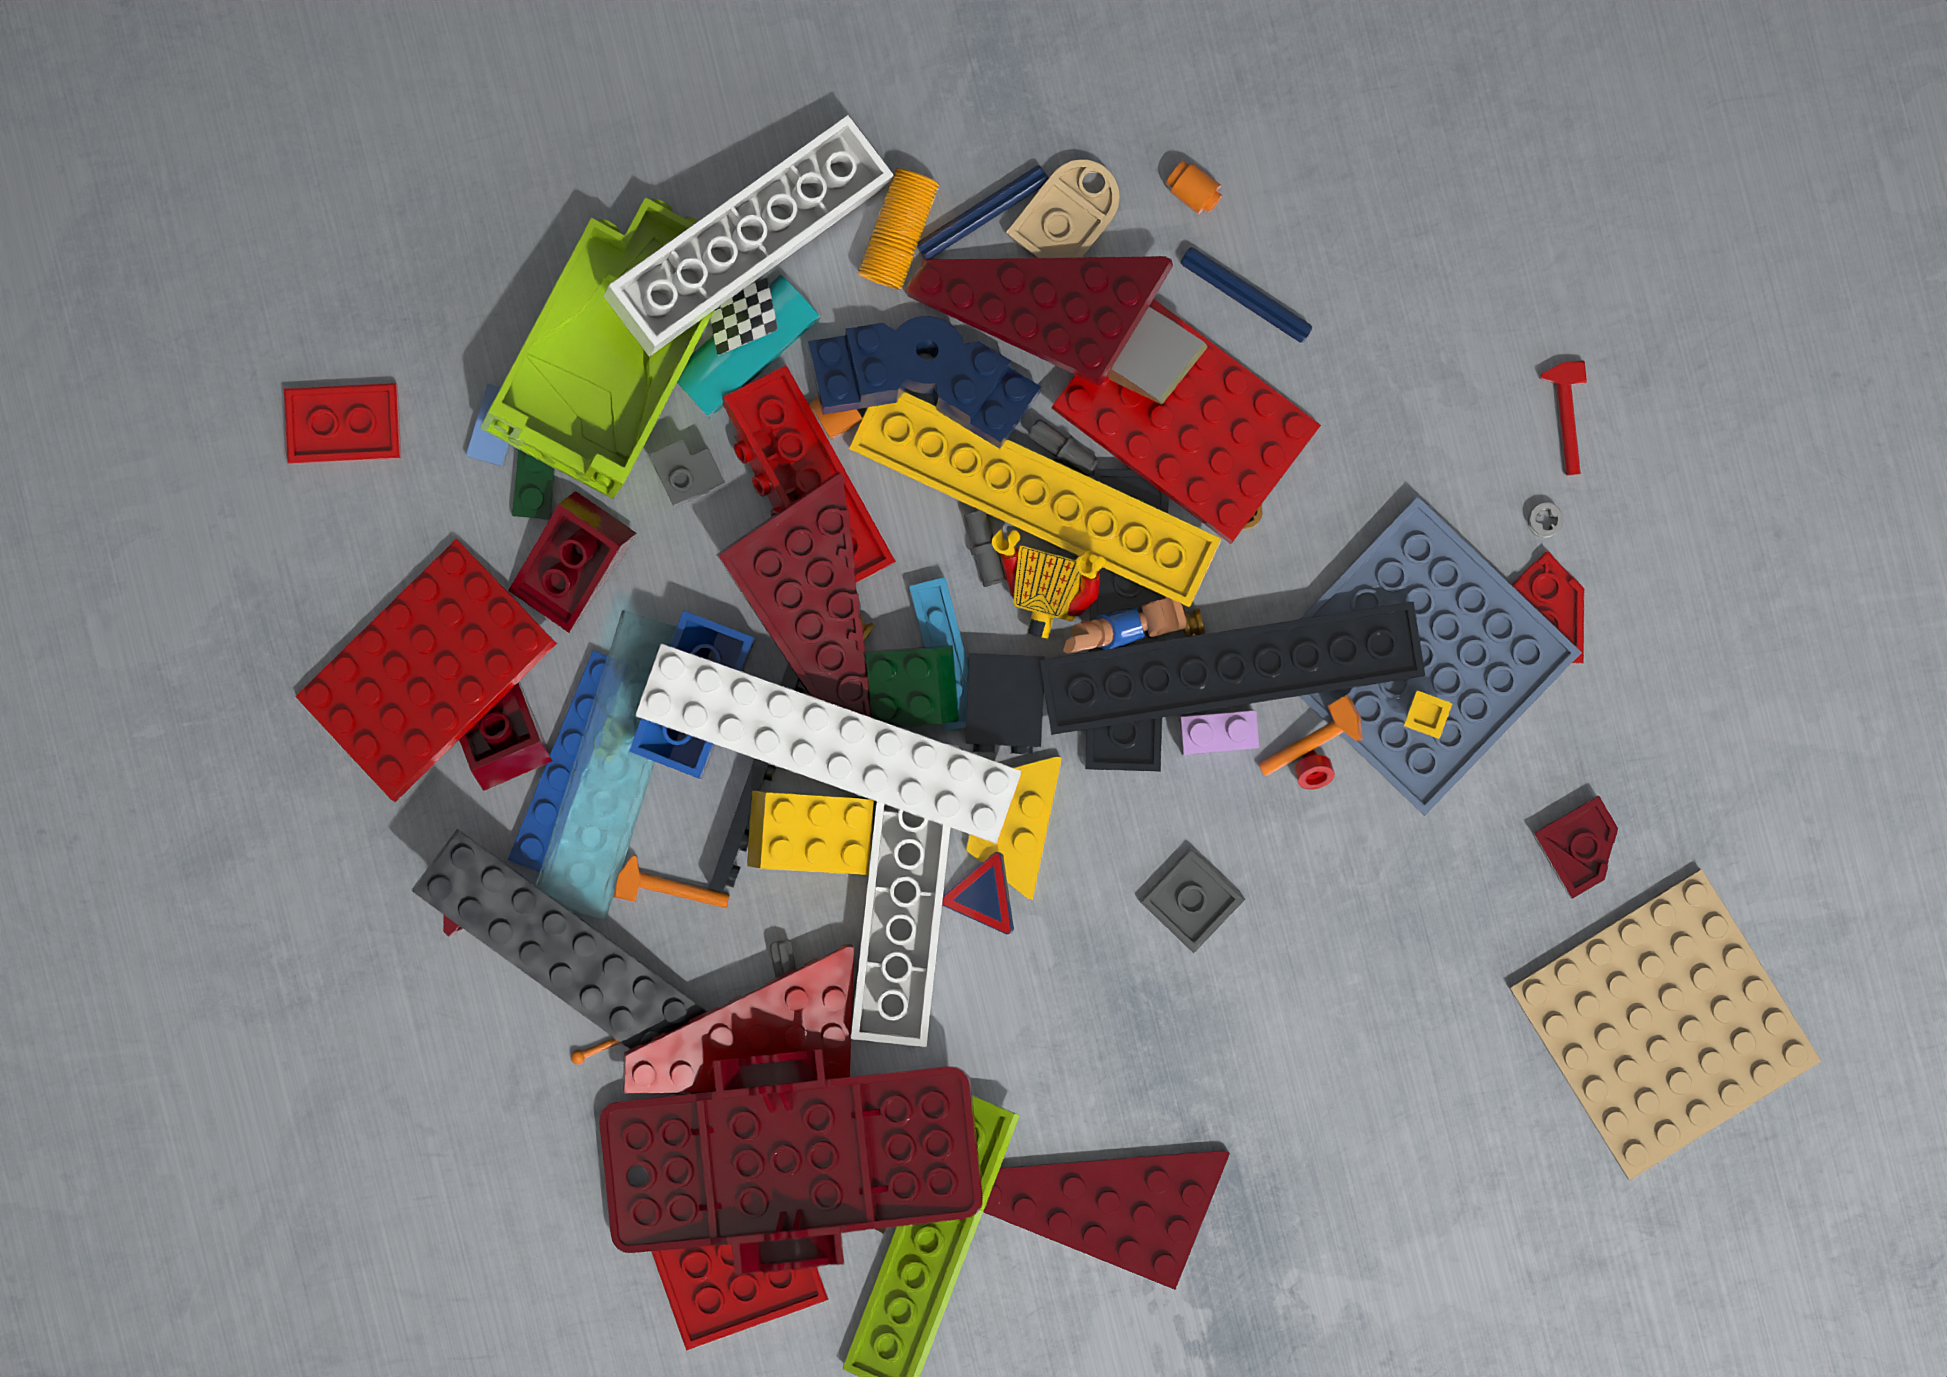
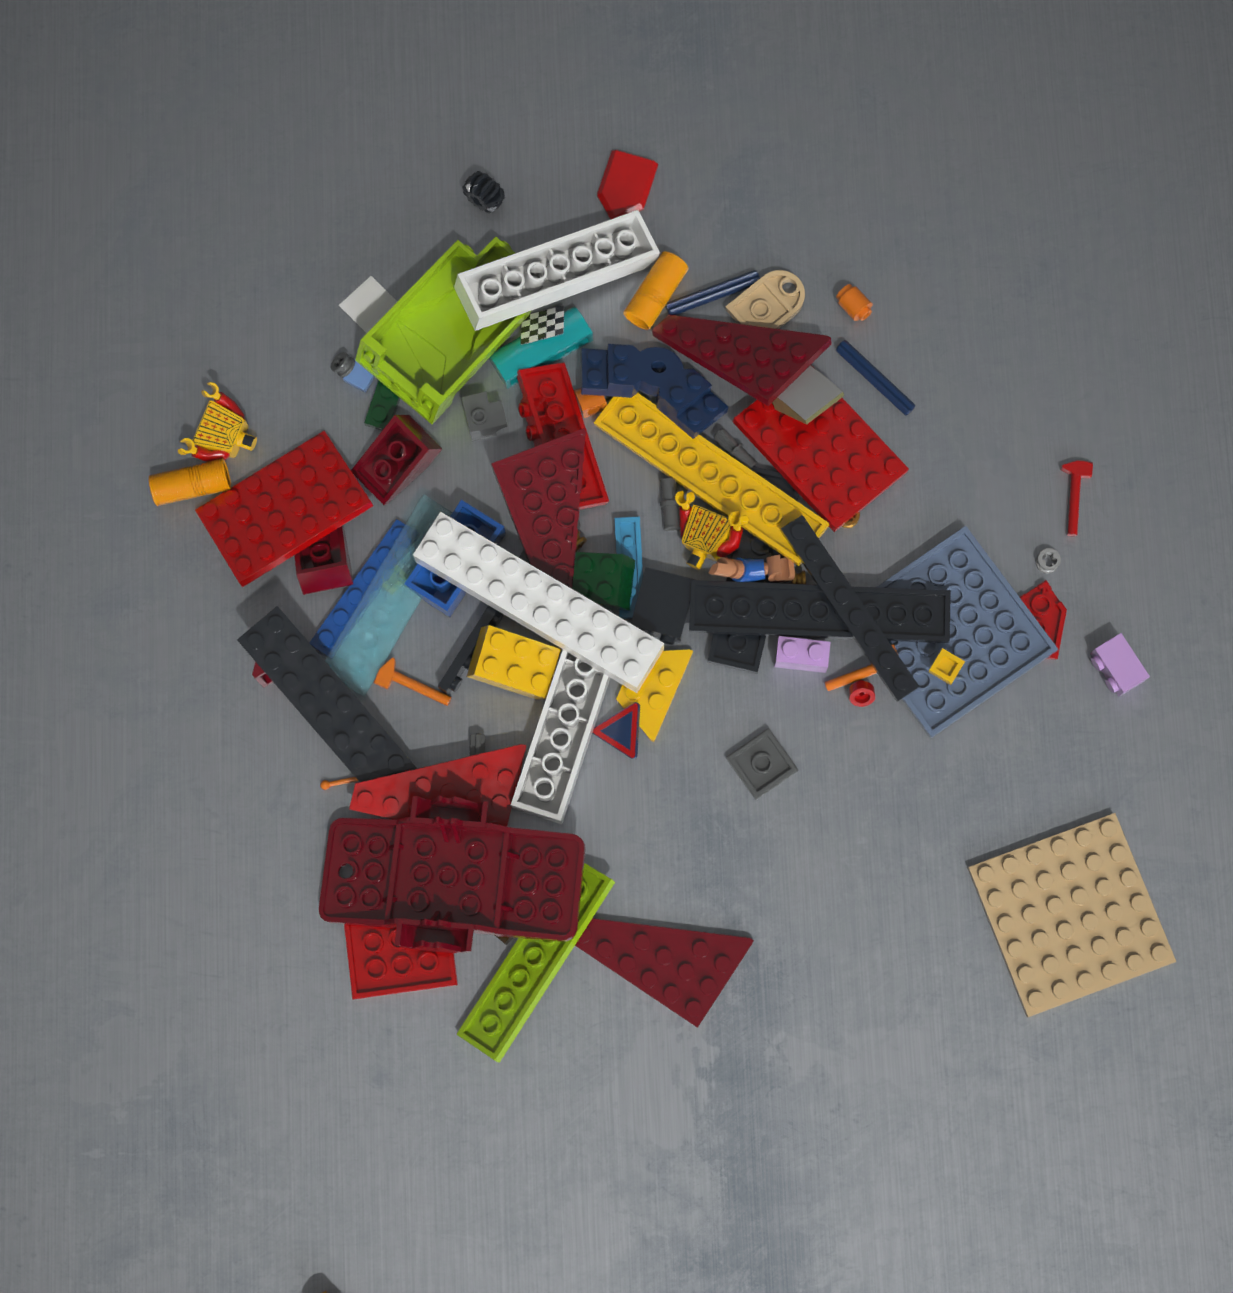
camera: 15 degrees right, 10 degrees down
(274, 659) = (183, 485): none -> light orange piece
(304, 572) = (220, 430): none -> torso
(342, 423) = (268, 344): red tile -> none
(461, 434) = (342, 364): none -> dark grey bush
(478, 331) = (368, 304): none -> white sticker
(611, 128) = (483, 192): none -> black gear
(818, 68) = (626, 183): none -> red tile
(1274, 658) = (849, 608): none -> black plate
(1579, 845) = (1033, 780): dark red plate -> none
(1671, 656) = (1119, 665): none -> lavender brick

